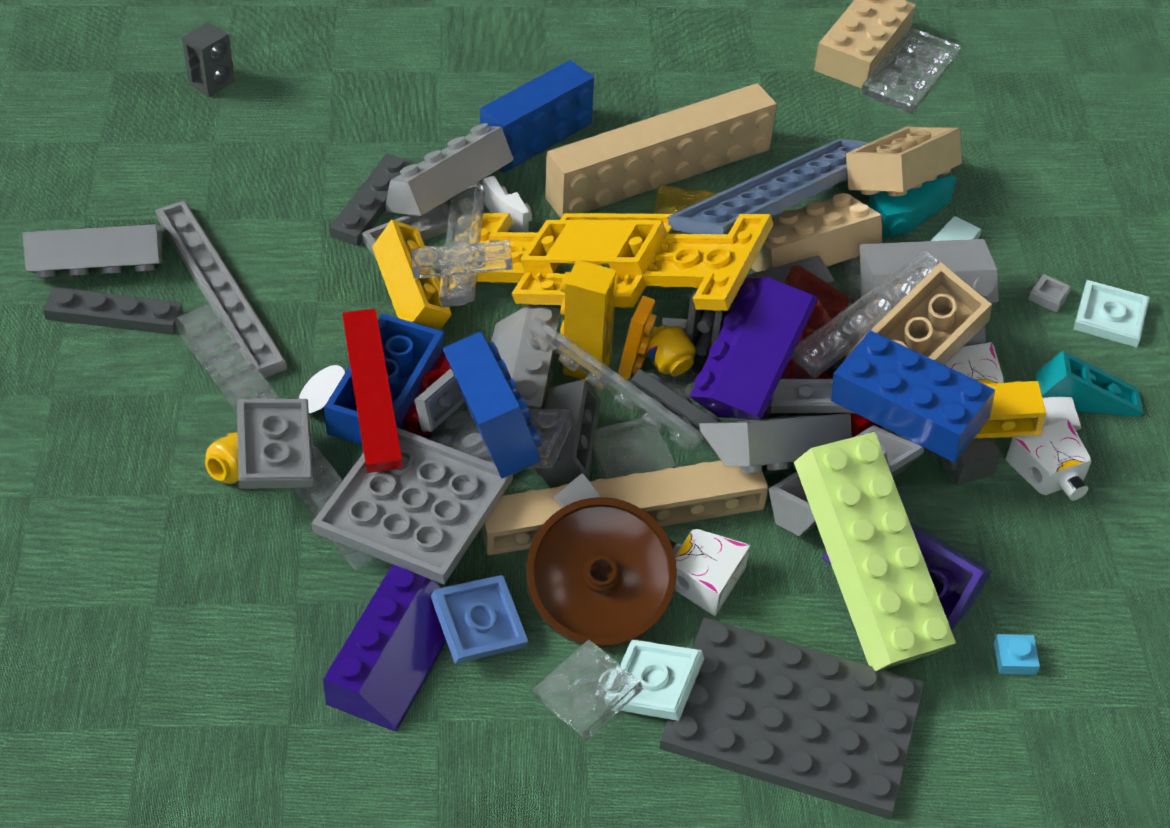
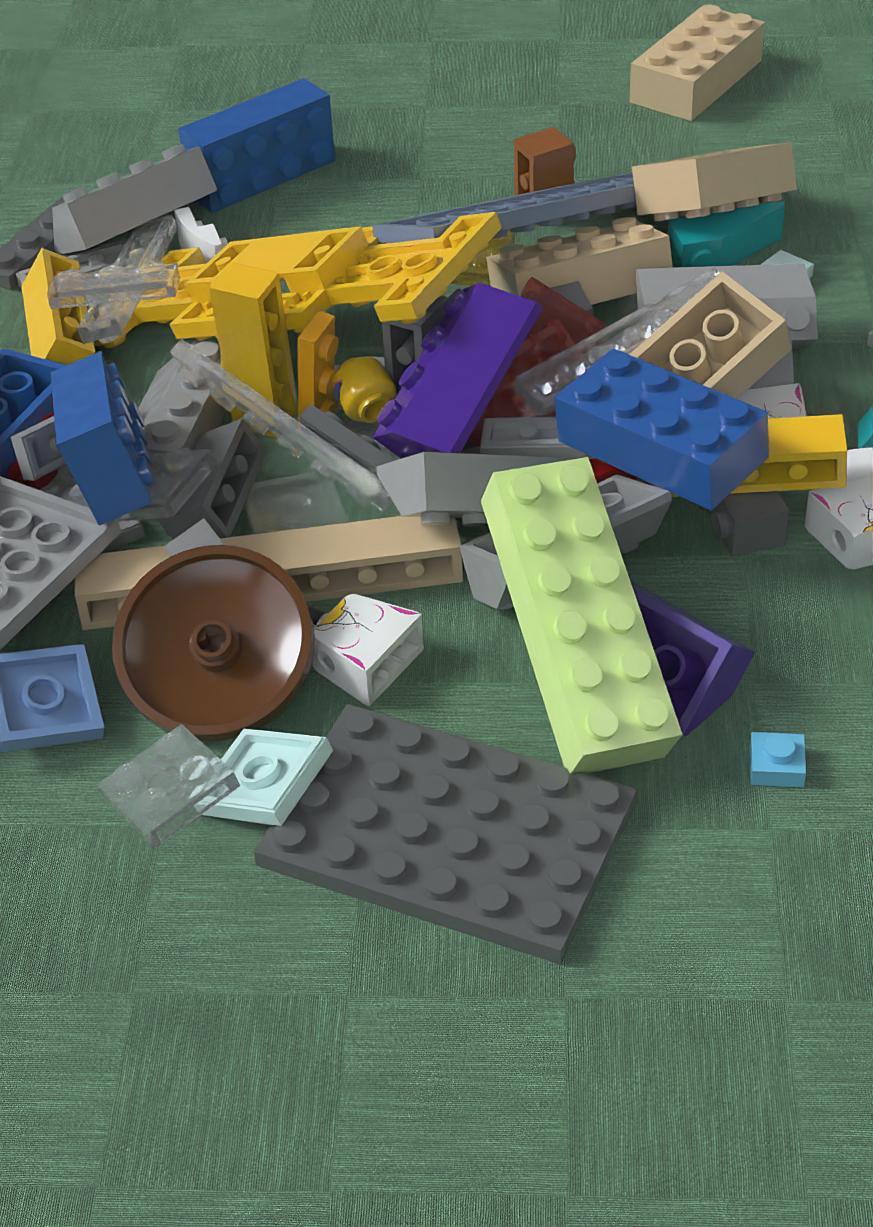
camera: 10 degrees right, 5 degrees down
(659, 150) = (397, 174): tan brick -> none
(767, 144) = (543, 161): none -> dark orange brick
(911, 70) = (752, 97): clear plate -> none

